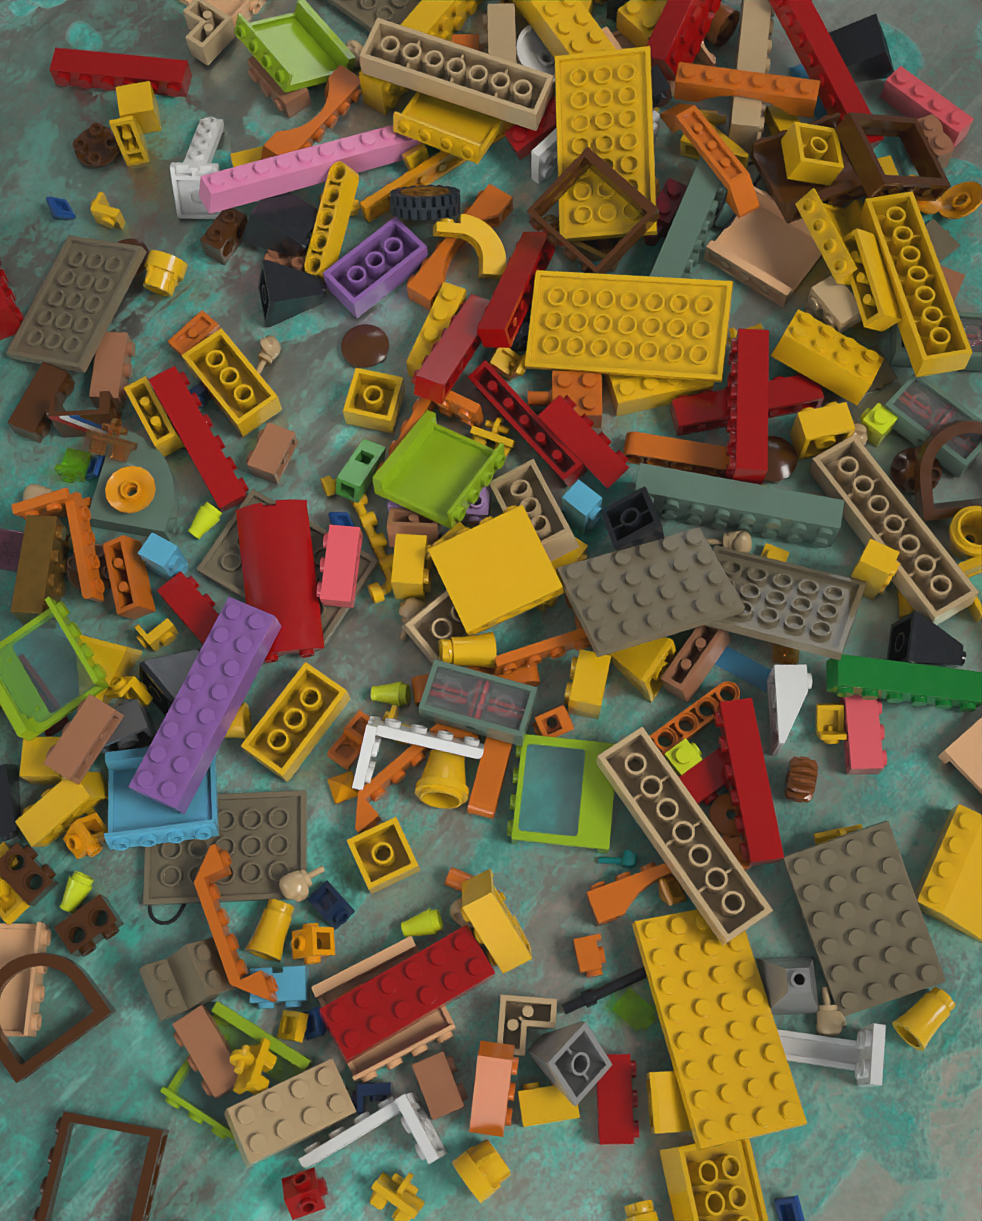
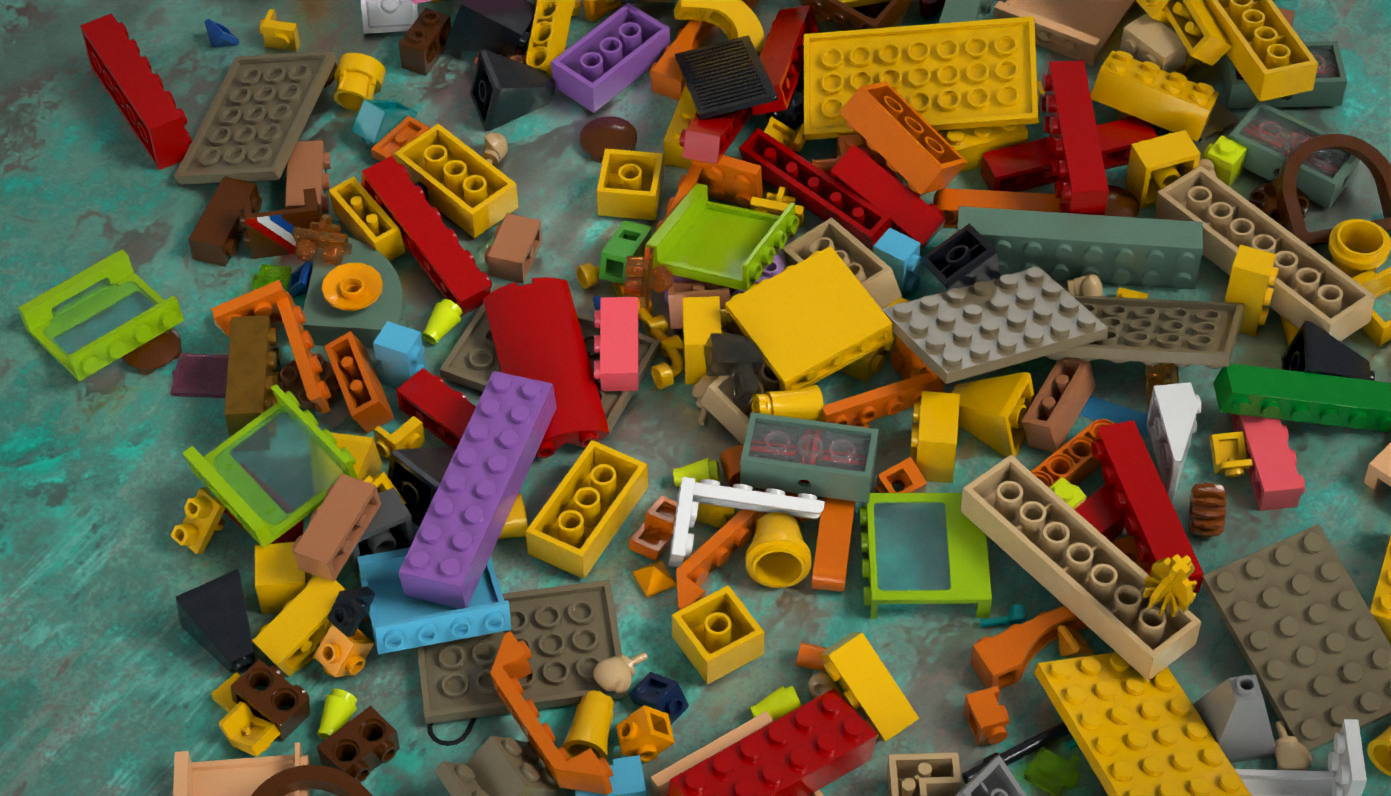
camera: 10 degrees left, 20 degrees down
(89, 809) = (350, 609): none -> black bracket
(179, 310) = (378, 118): none -> teal arch
(368, 504) = (657, 278): none -> clear orange hips
(429, 603) = (735, 357): none -> clear smoke brick
(462, 311) = (725, 77): none -> black window
(602, 390) = (902, 138): none -> orange brick
(750, 887) = (1171, 584): none -> yellow piece

